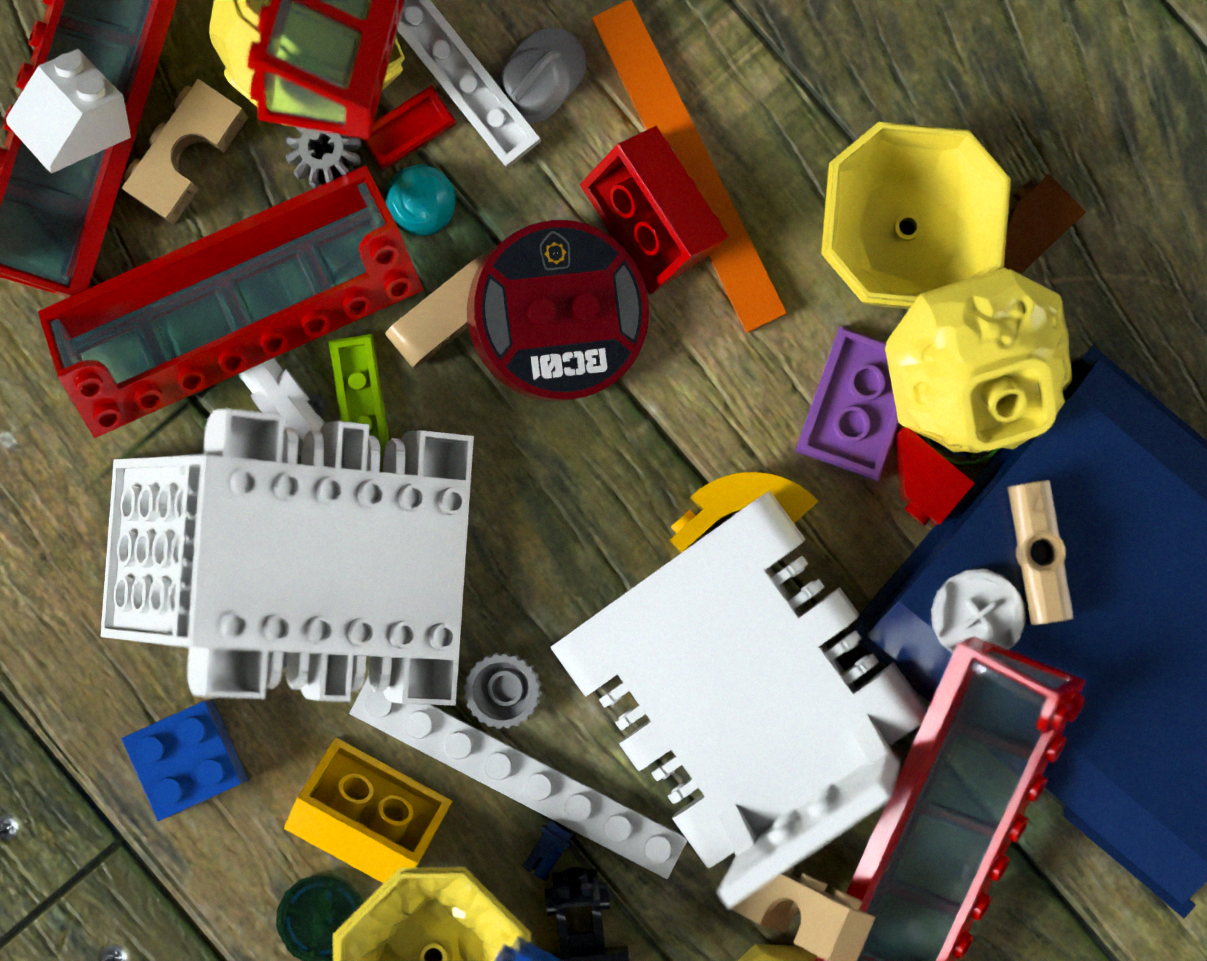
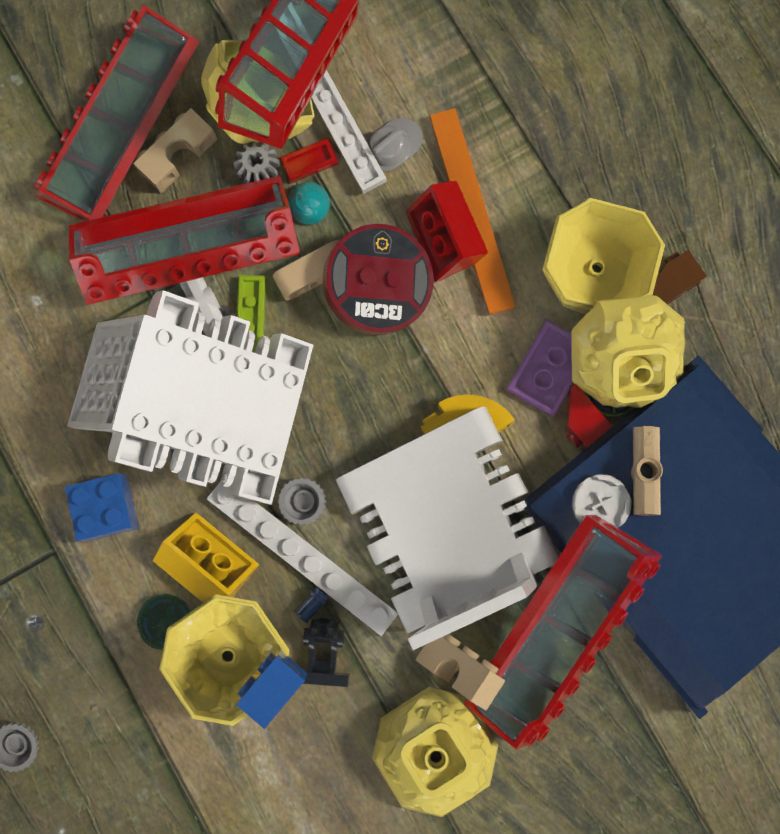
camera: 15 degrees right, 5 degrees down
(68, 112) = (110, 111): white slope -> none

